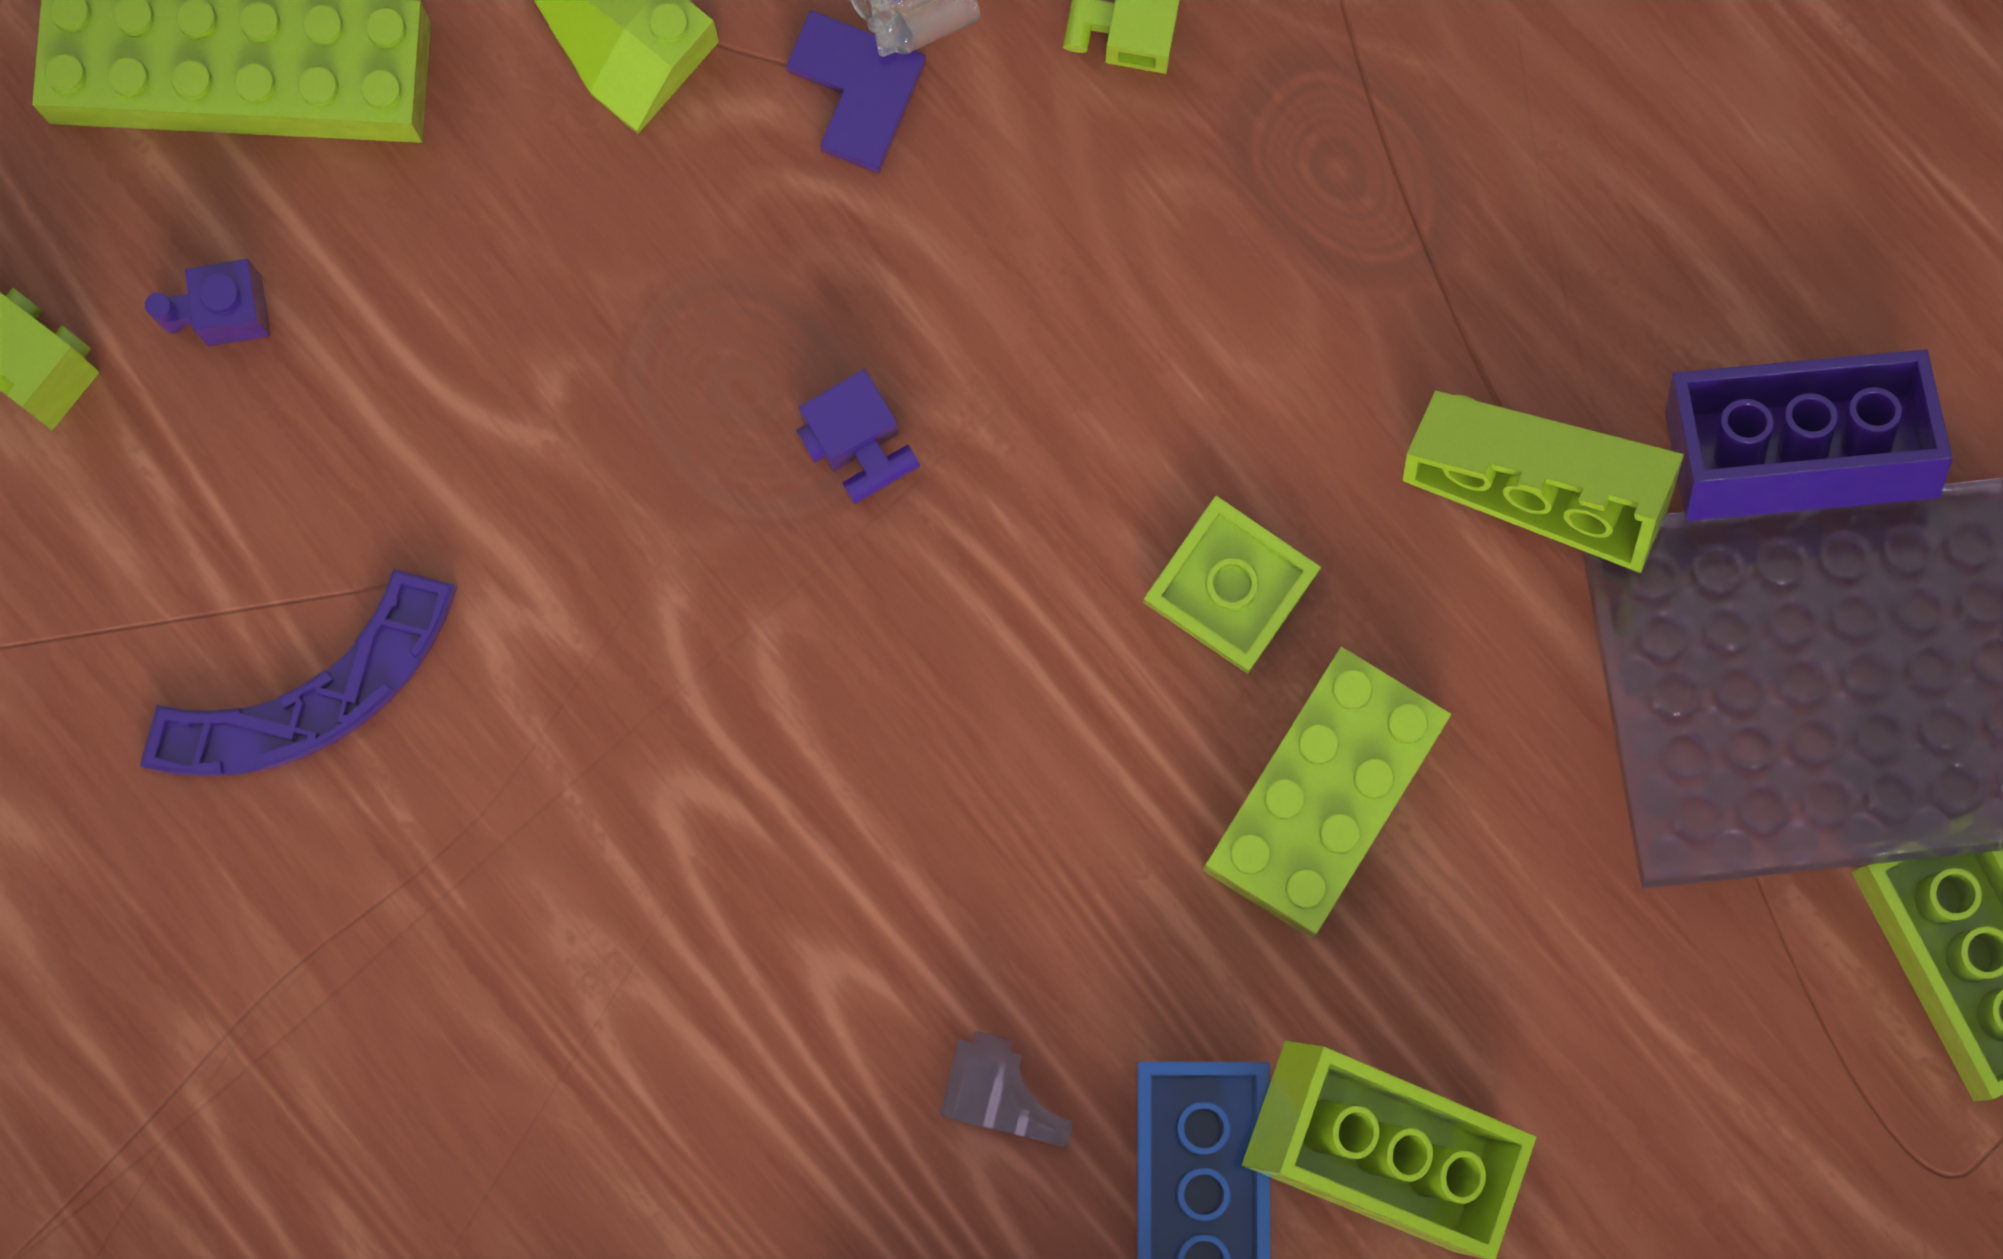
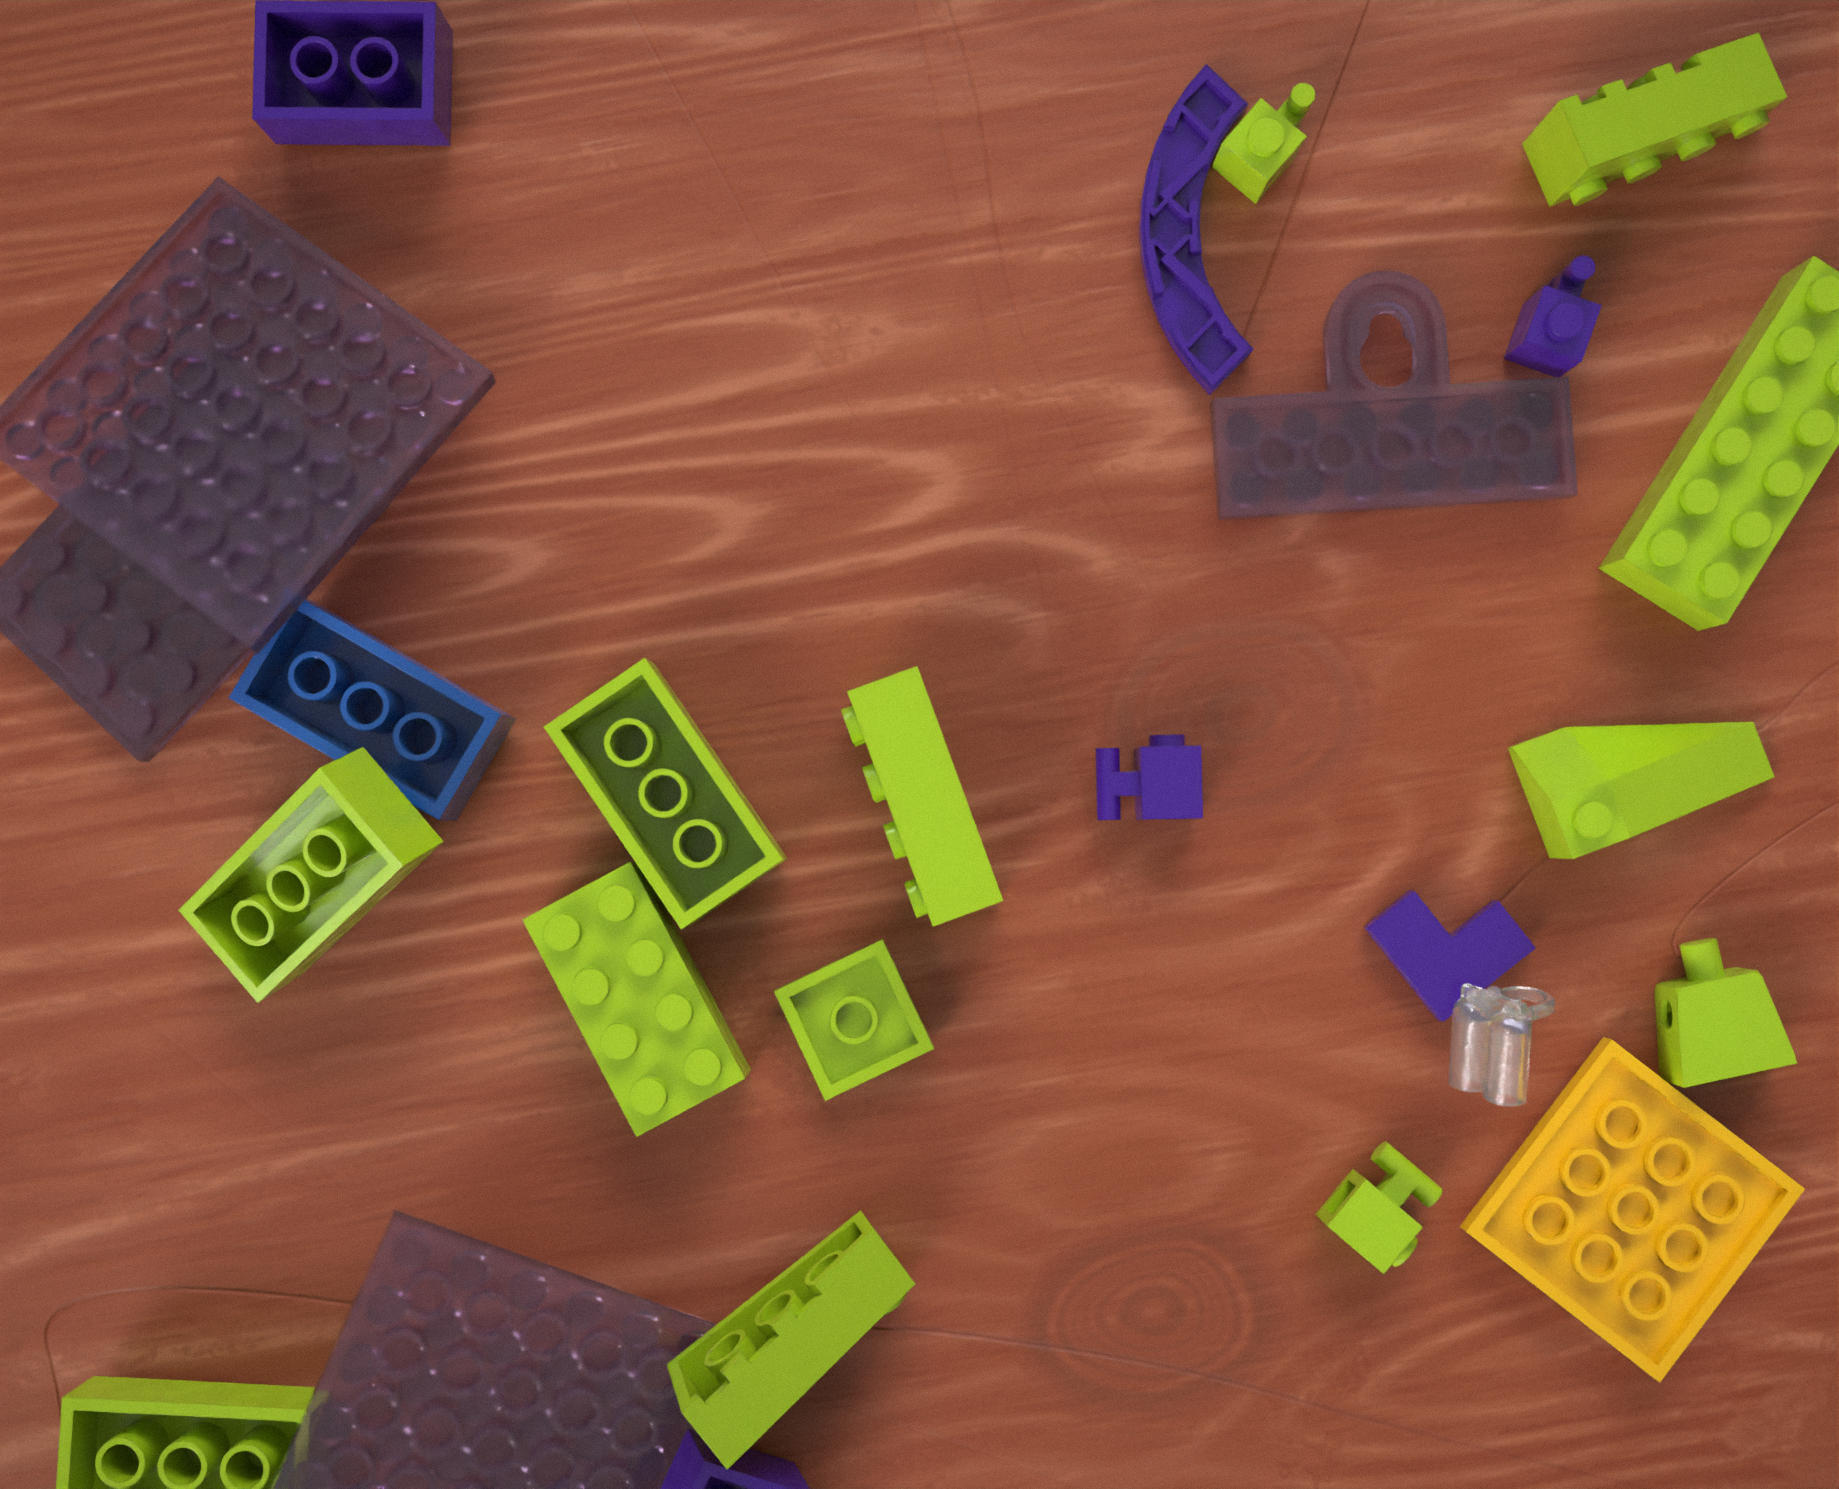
camera: 120 degrees right, 5 degrees up
(191, 665) = (1264, 143): none -> lime brick
(415, 391) = (1396, 444): none -> plate
(991, 629) = (924, 797): none -> lime brick
(991, 1094) = (550, 588): clear purple arch -> none
(1123, 871) = (665, 793): none -> lime brick

